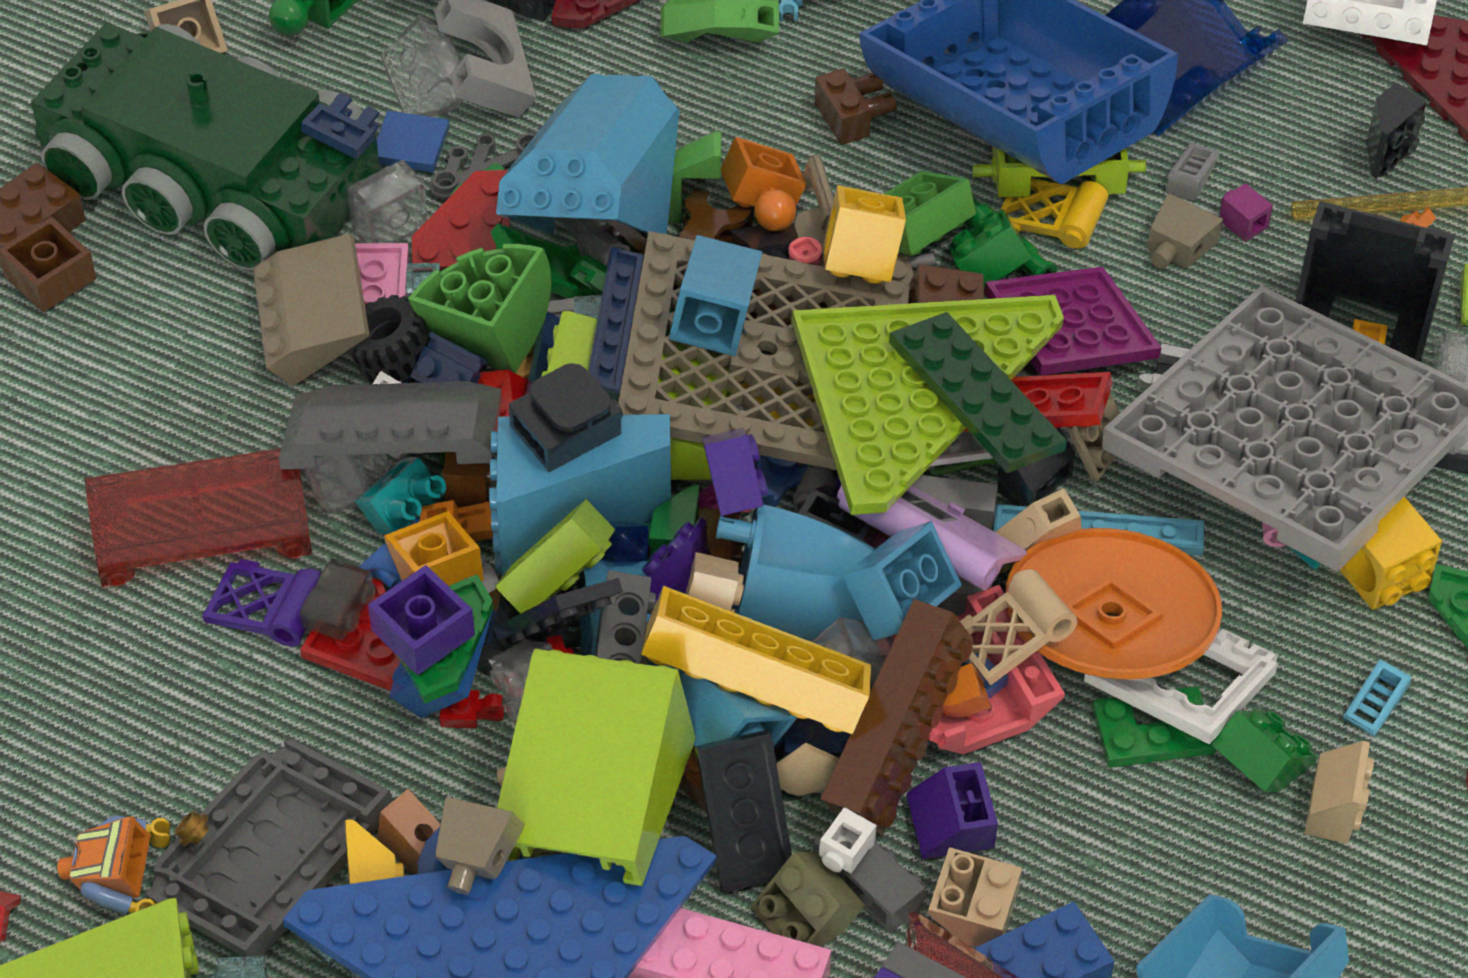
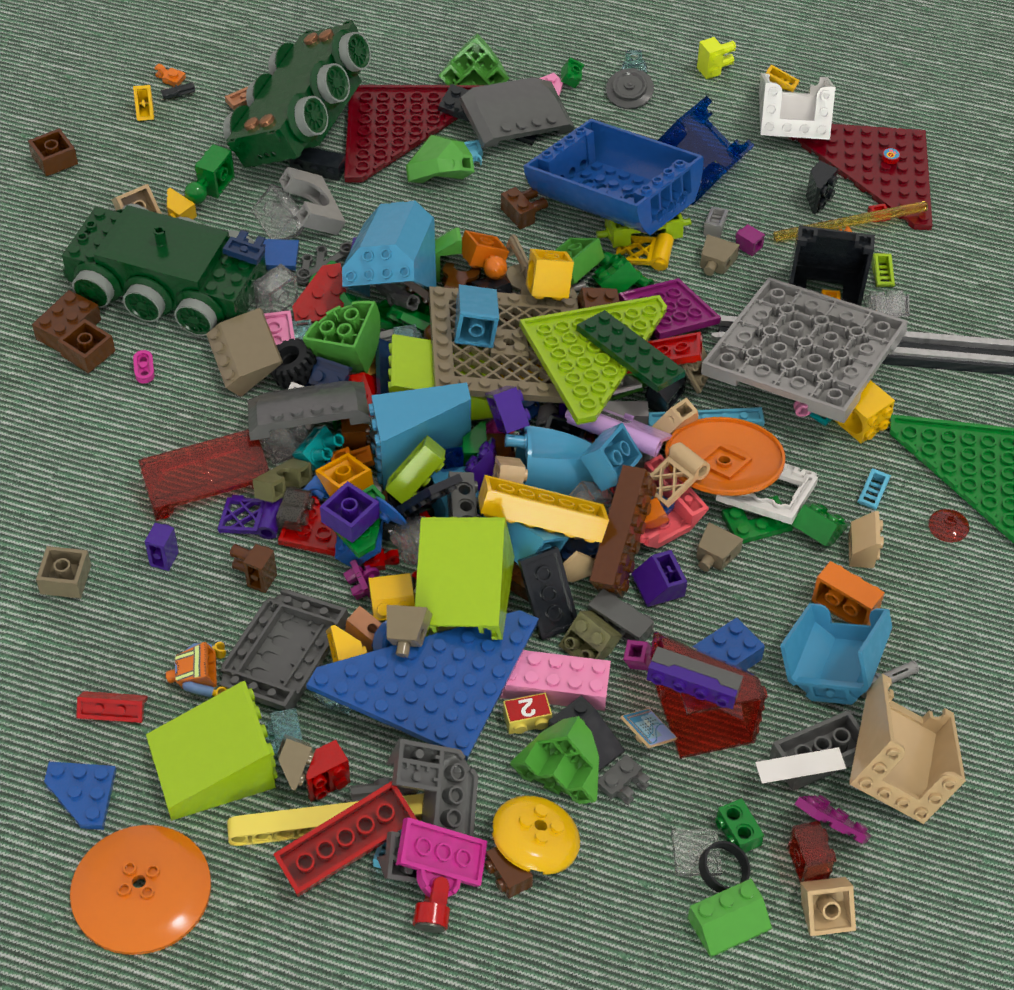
camera: 10 degrees left, 0 degrees up
(97, 635) = (161, 546): none -> dark purple brick
(137, 312) = (143, 366): none -> dark pink plate
(192, 828) = (239, 644): pearl gold plate -> none
(252, 691) = (257, 565): none -> reddish brown brick
(257, 37) = (179, 205): none -> yellow slope
(306, 550) = (273, 483): none -> olive arch
(435, 738) = (358, 574): none -> magenta hips
(469, 772) = (390, 591): none -> yellow slope
(488, 632) = (389, 513): none -> blue dish
(565, 416) = (410, 389): black brick -> none
(615, 319) = (422, 338): dark blue tile -> none
(806, 250) = (517, 287): coral tile -> none
(846, 841) = (607, 601): white brick -> none
(879, 940) = (637, 655): none -> magenta brick
(975, 896) = (682, 620): tan slope -> none
(1069, 769) = (717, 548): none -> dark tan torso
(1282, 887) = (846, 594): none -> orange brick

